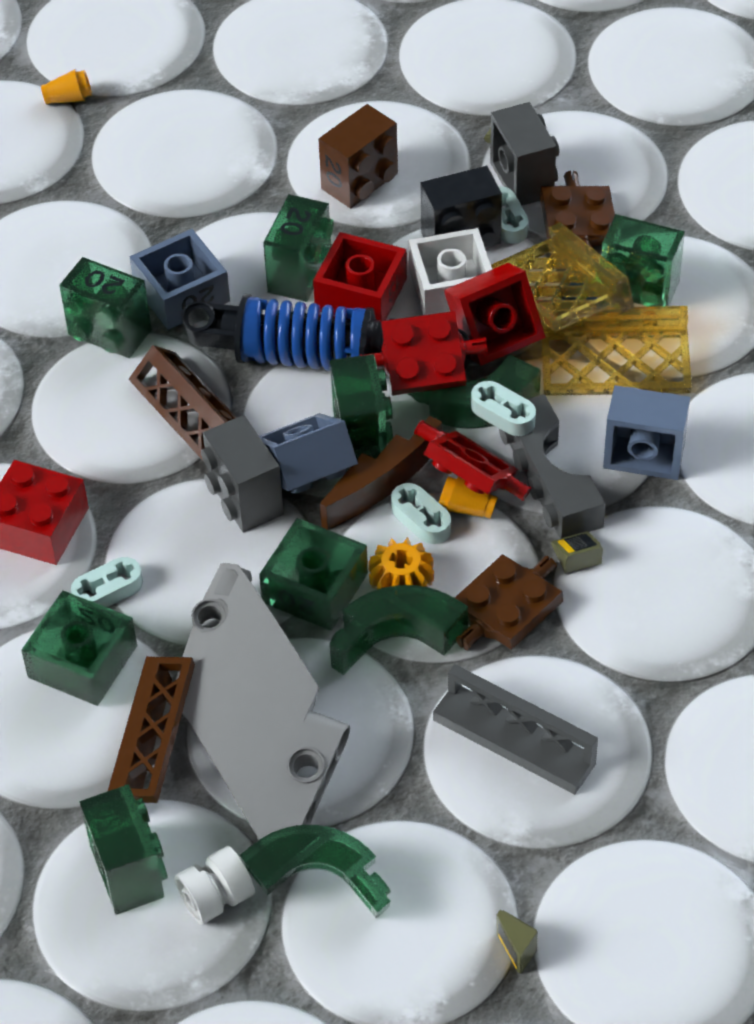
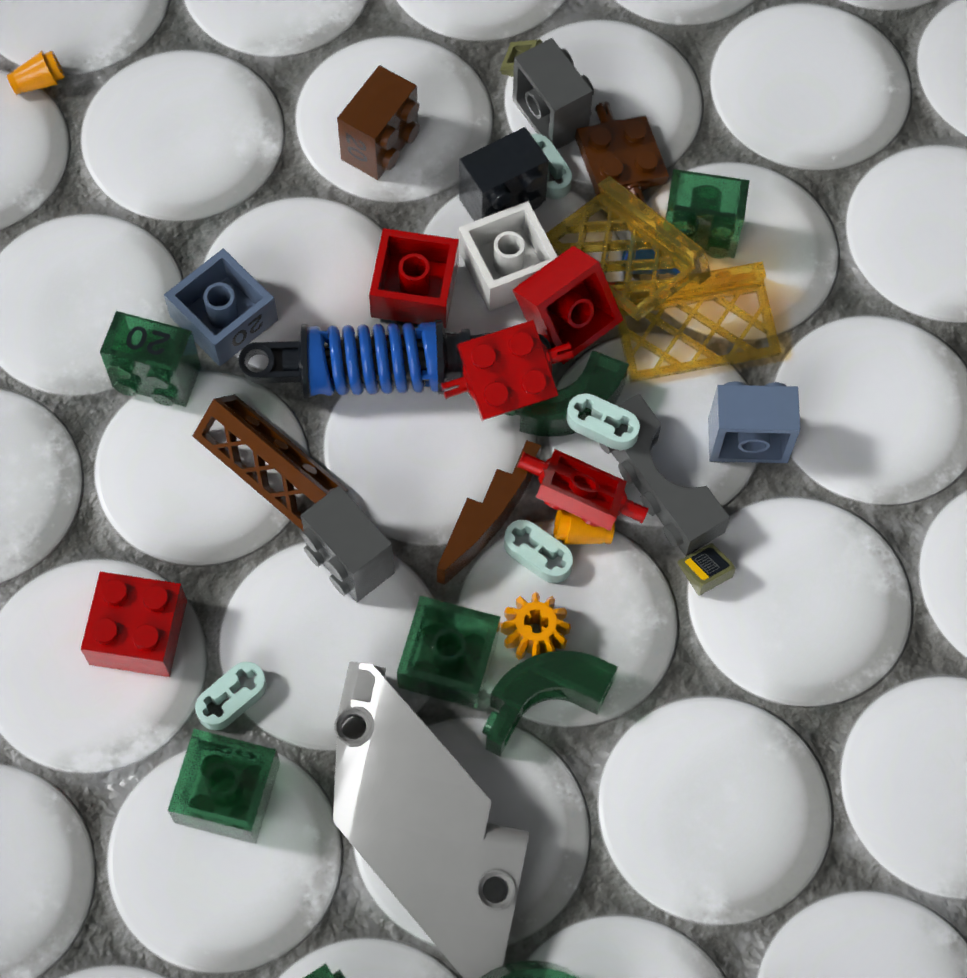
camera: 15 degrees left, 15 degrees up
(148, 722) = (314, 873): reddish brown fence -> none
(297, 247) = (342, 250): clear green brick -> none
(310, 451) = (411, 506): sand blue brick -> none
(361, 404) = (452, 443): clear green brick -> none
(508, 601) = (649, 643): reddish brown plate -> none
(515, 732) = (693, 798): dark grey fence -> none

